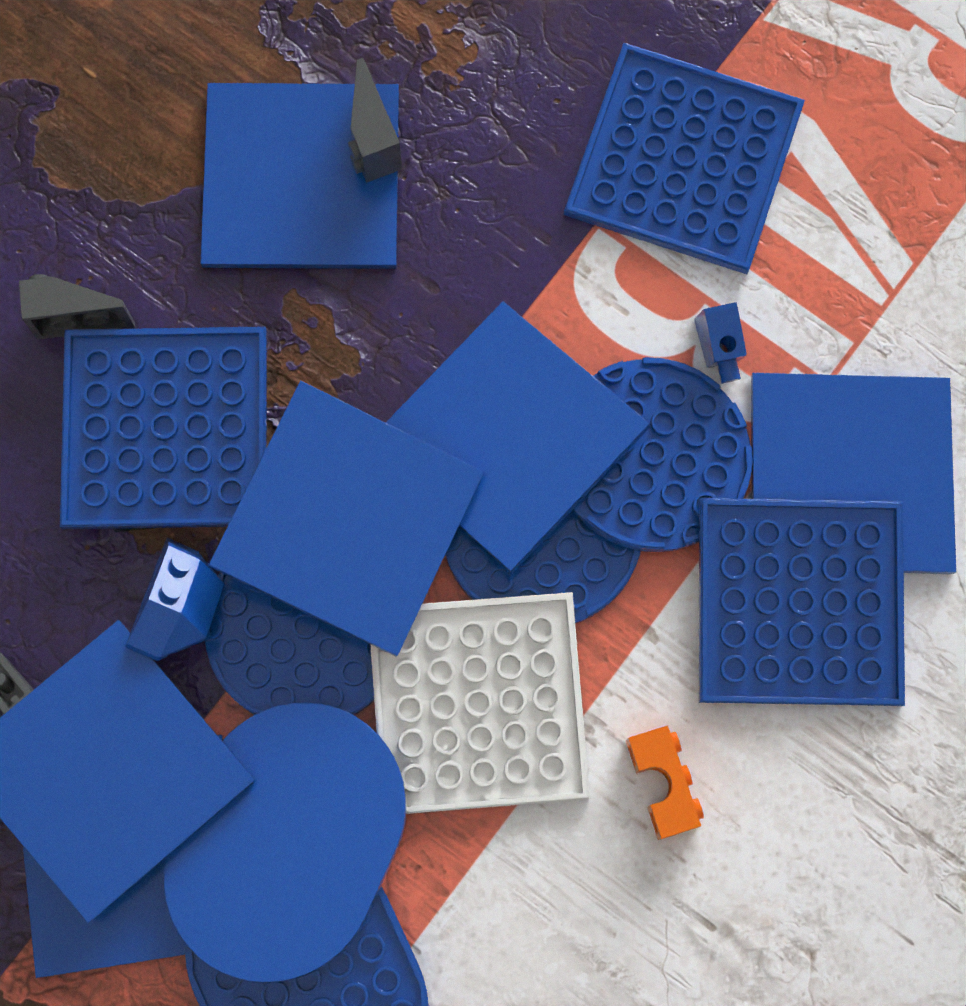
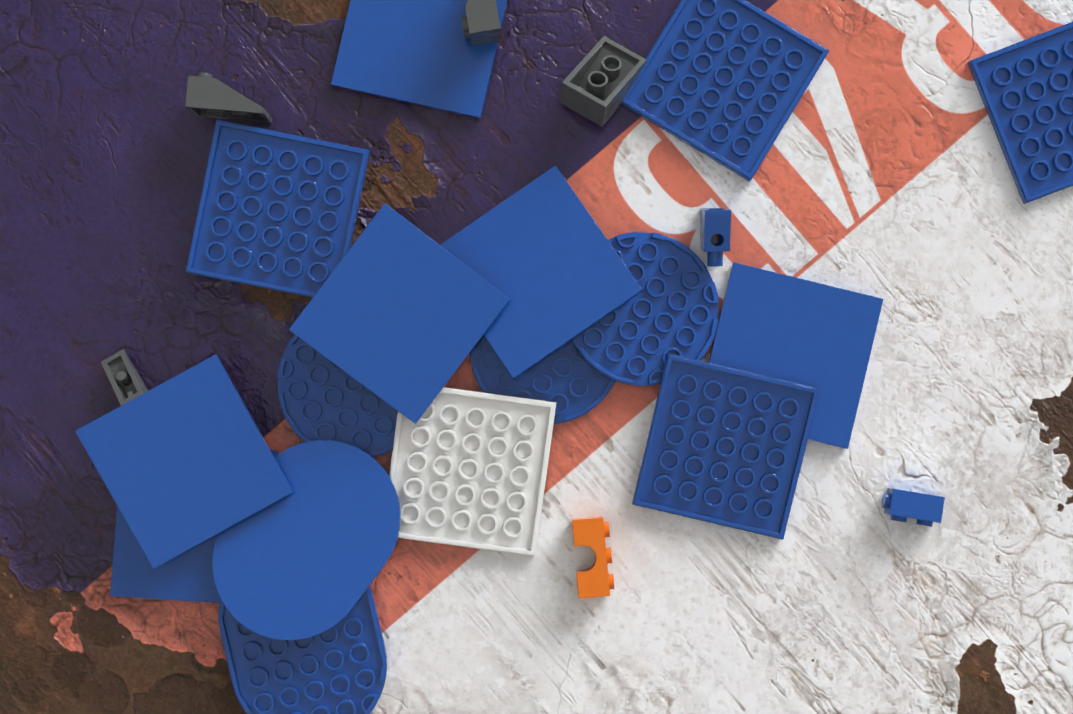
camera: 15 degrees right, 10 degrees up
(176, 603) = (261, 348): blue wedge -> none
(536, 190) = (601, 81): none -> dark grey slope

